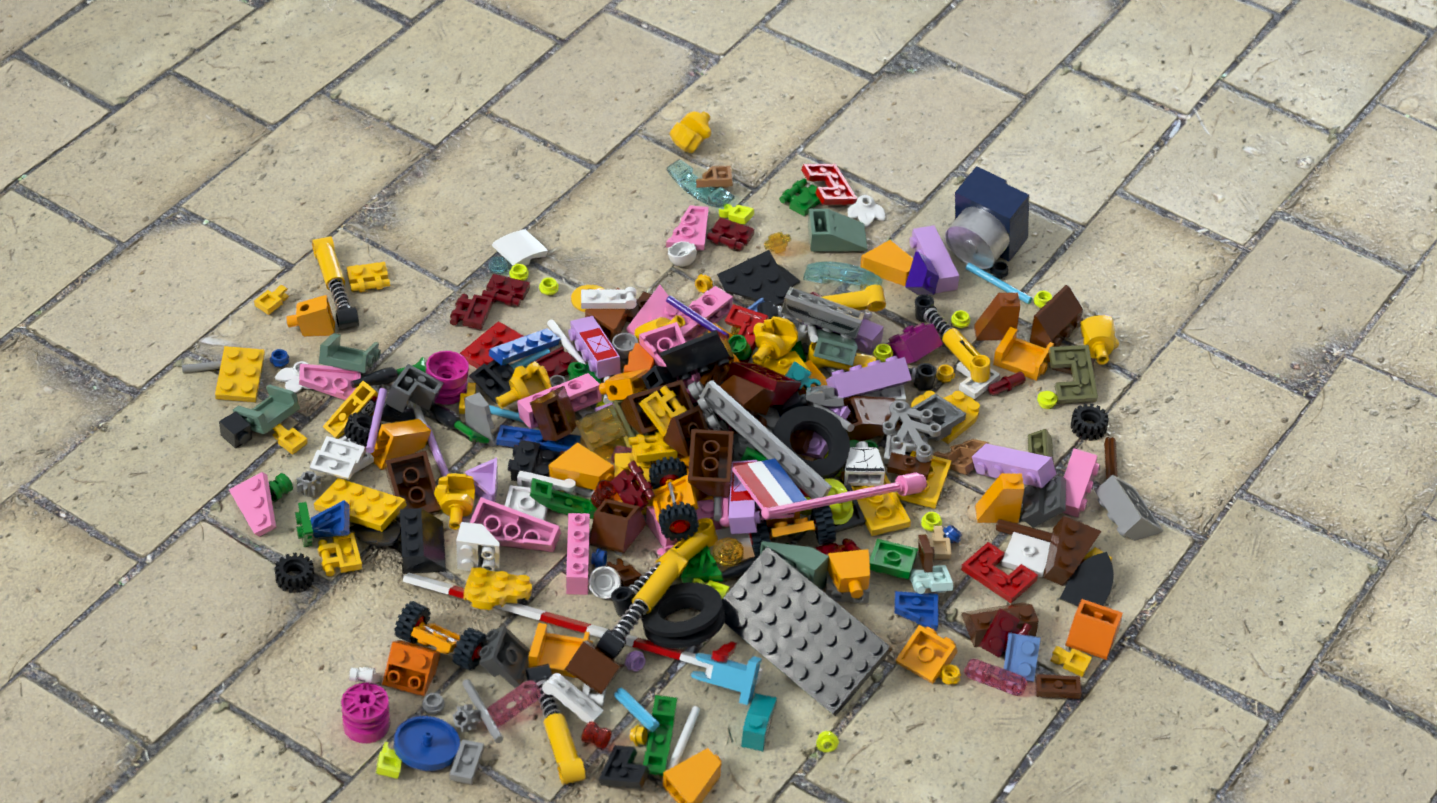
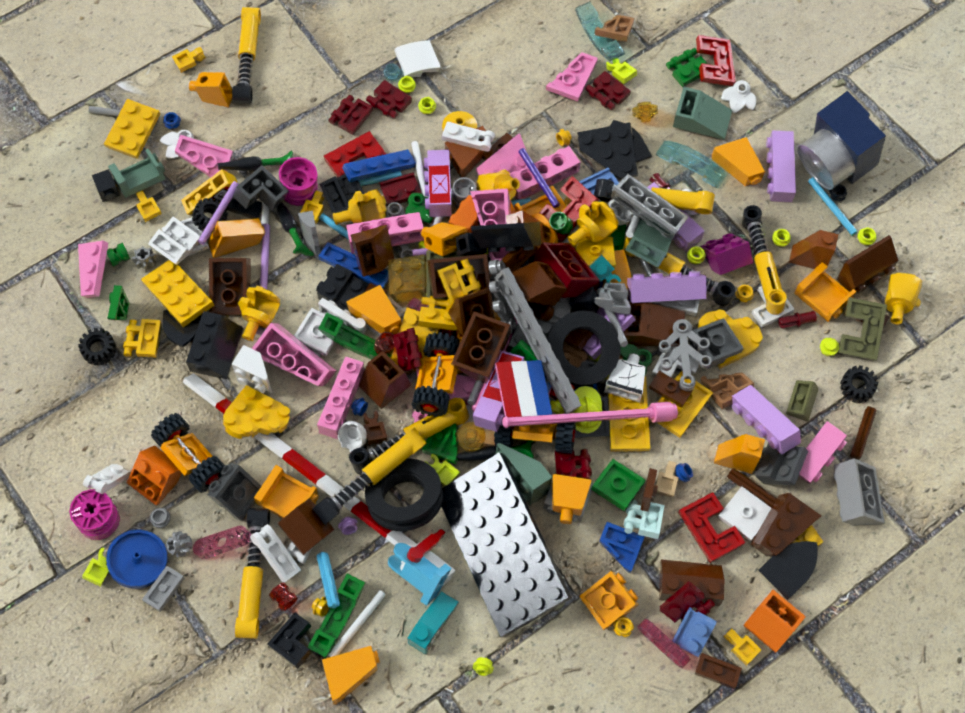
camera: 20 degrees right, 20 degrees up
(332, 521) = (145, 304): blue wing -> none
(347, 358) = (224, 135): sand green panel -> none
(368, 276) = (278, 51): yellow plate -> none
(485, 479) = (291, 299): lavender slope -> none
(486, 717) = (194, 571): light grey bar -> none
(682, 253) = (555, 101): white hair -> none
(922, 276) = (762, 183): dark purple slope -> none
(931, 519) = (673, 448): neon yellow plate -> none

